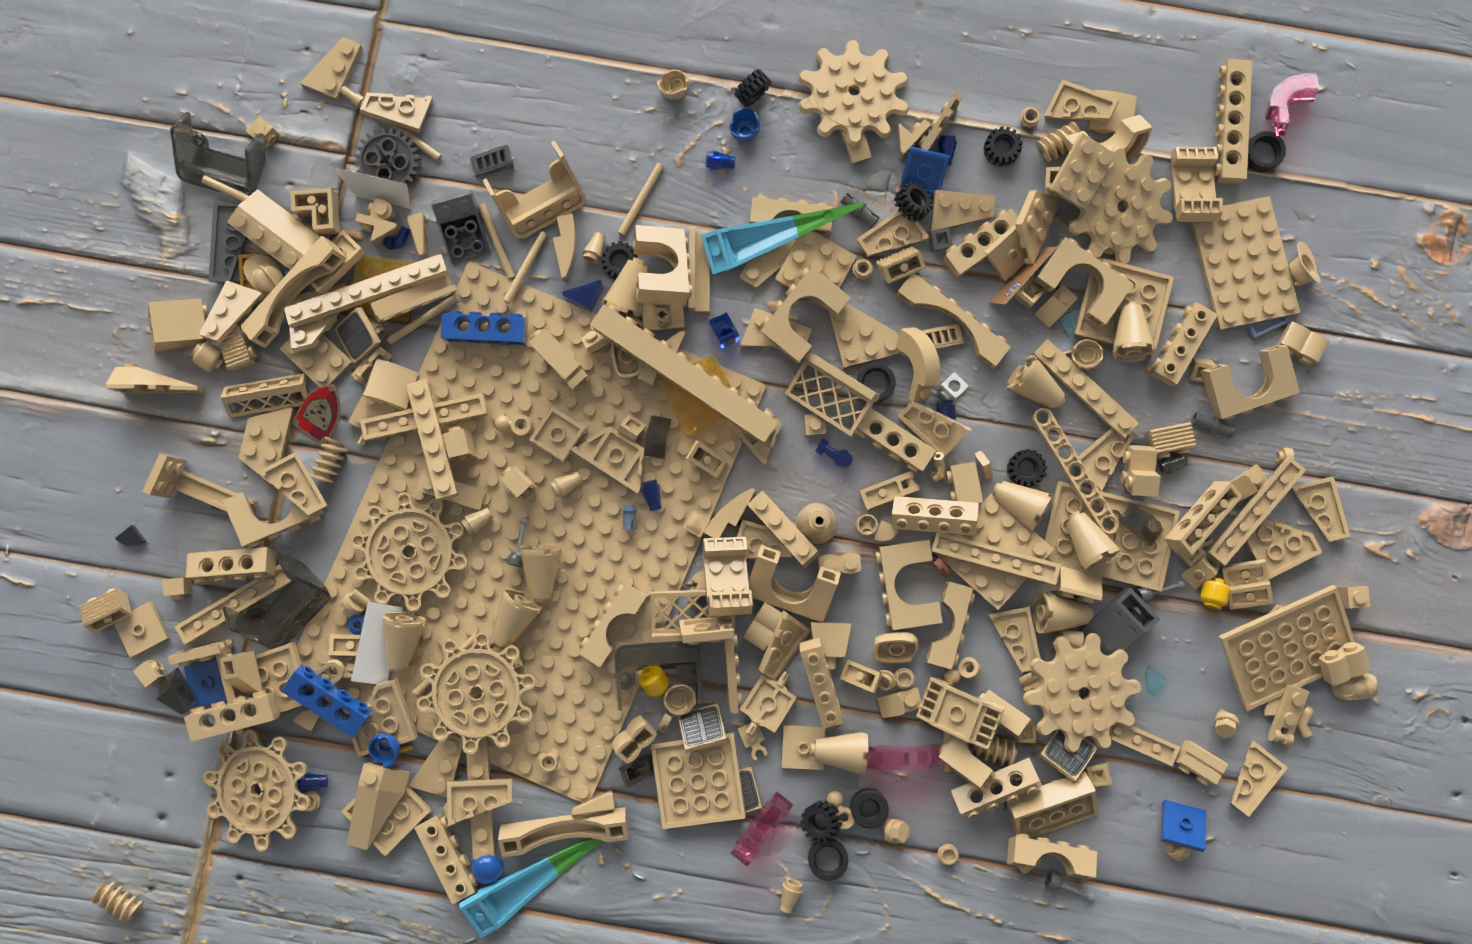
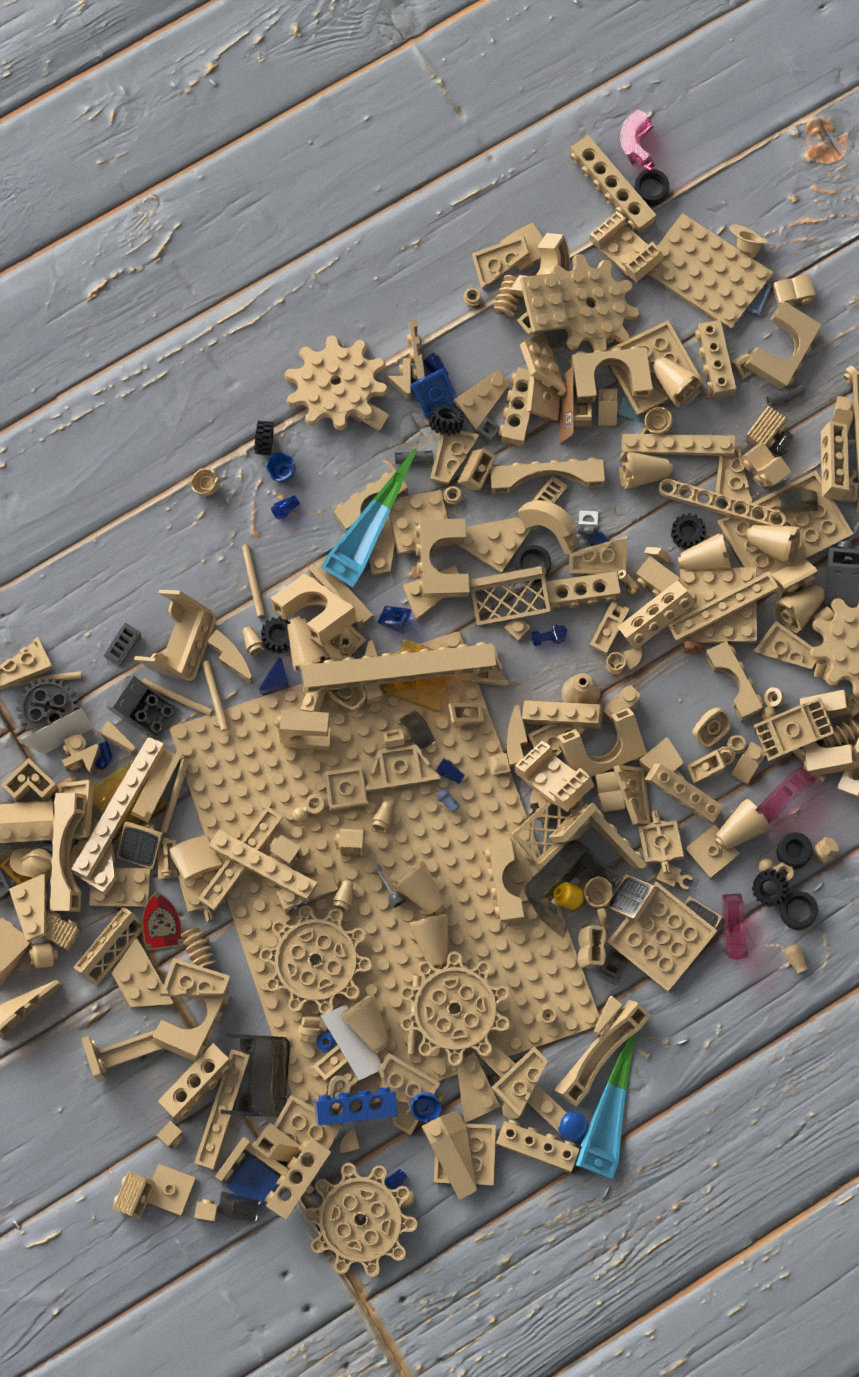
camera: 45 degrees left, 10 degrees down
(130, 537) = (102, 1132): black tile -> none
(515, 336) = (224, 771): blue brick -> none
(901, 614) = (692, 702): tan arch -> none
(1011, 138) = (472, 342): black tyre -> none

